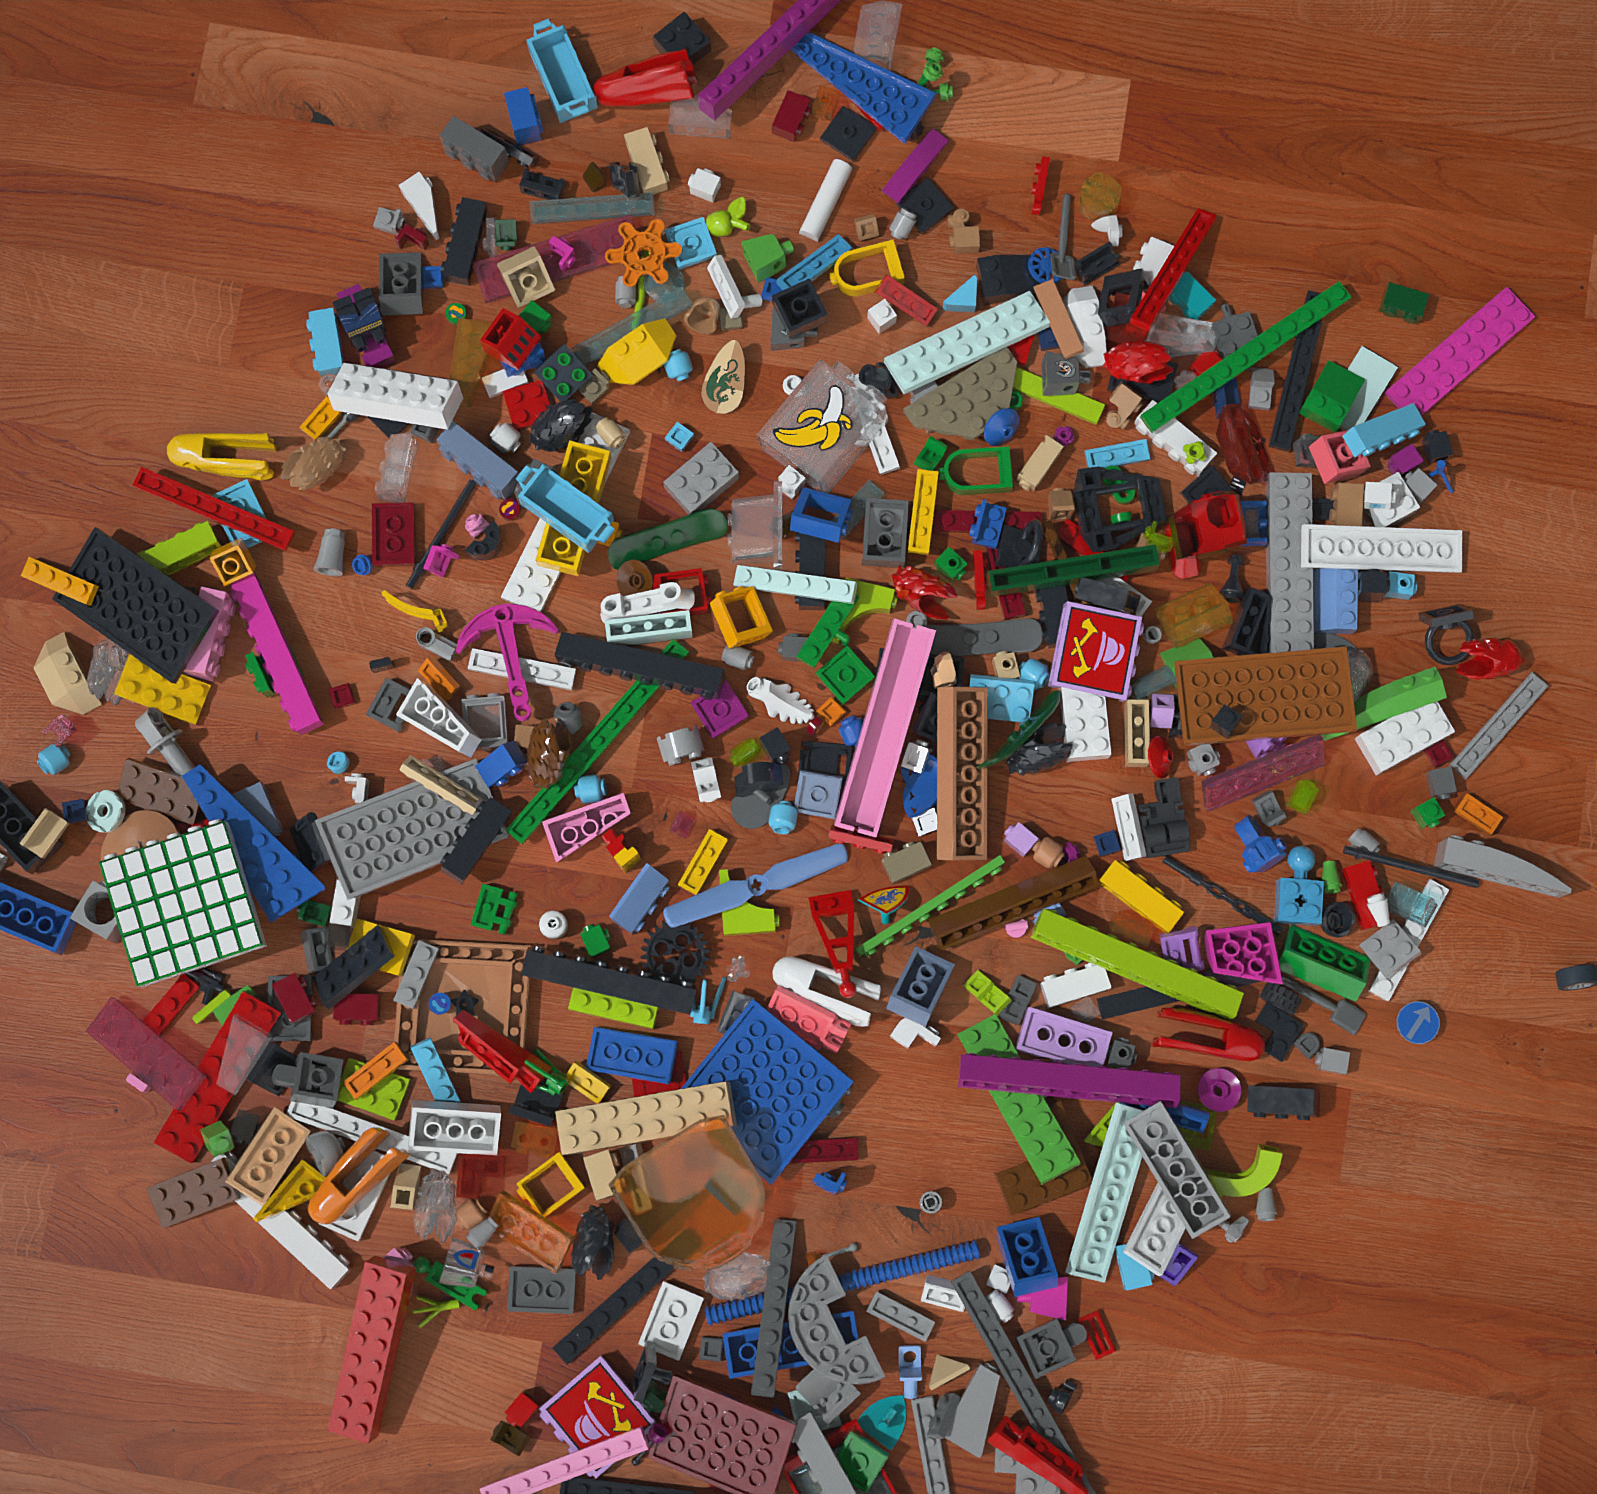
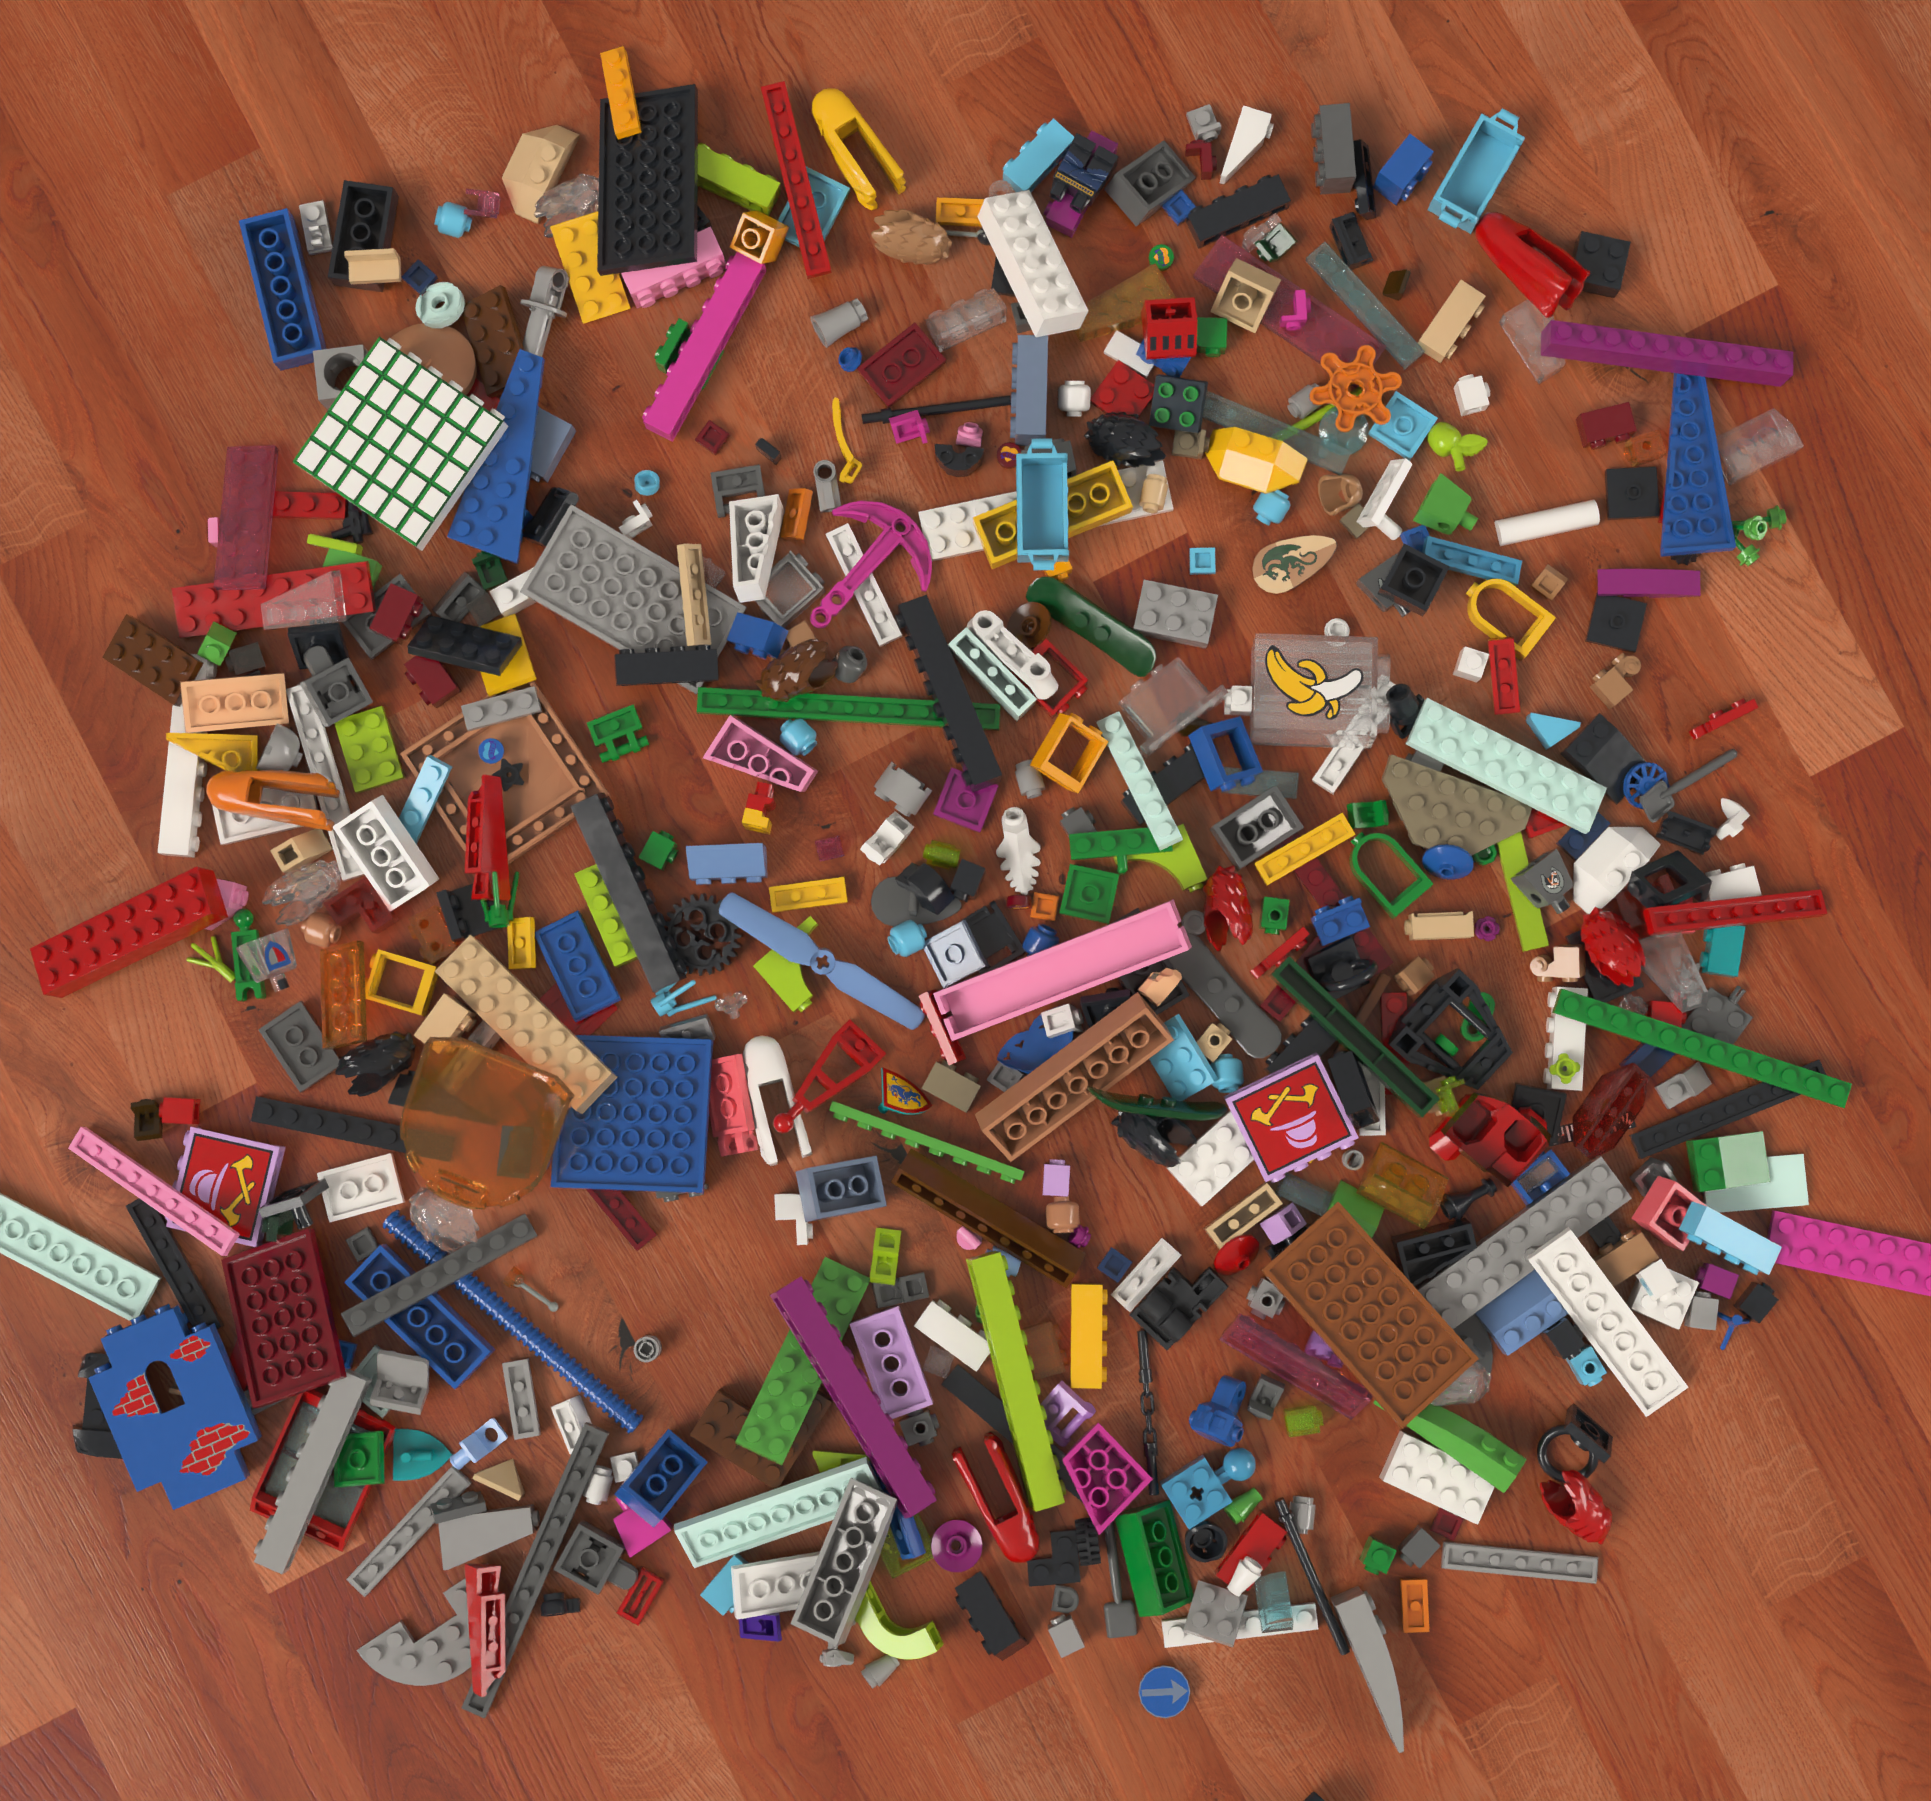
camera: 60 degrees right, 5 degrees up
(375, 1070) = (385, 740): orange plate -> none
(482, 1232) = (310, 952): light grey cone -> none
(553, 932) = (650, 805): white head -> none
(625, 178) = (1417, 315): black cylinder -> none
(656, 1435) = (245, 1253): magenta hinge -> none
(818, 1335) = (442, 1334): light grey plate -> none
(826, 1182) = (591, 1236): blue bracket -> none
(903, 223) = (1580, 614): light grey brick -> none
(1059, 319) = (1599, 837): nougat tile -> none
(1099, 196) = (1756, 785): clear yellow brick -> none
(1118, 454) = (1507, 995): medium azure tile -> none
(1225, 721) = (1312, 1295): black brick -> none
(1403, 303) = (1879, 1163): dark green brick -> none

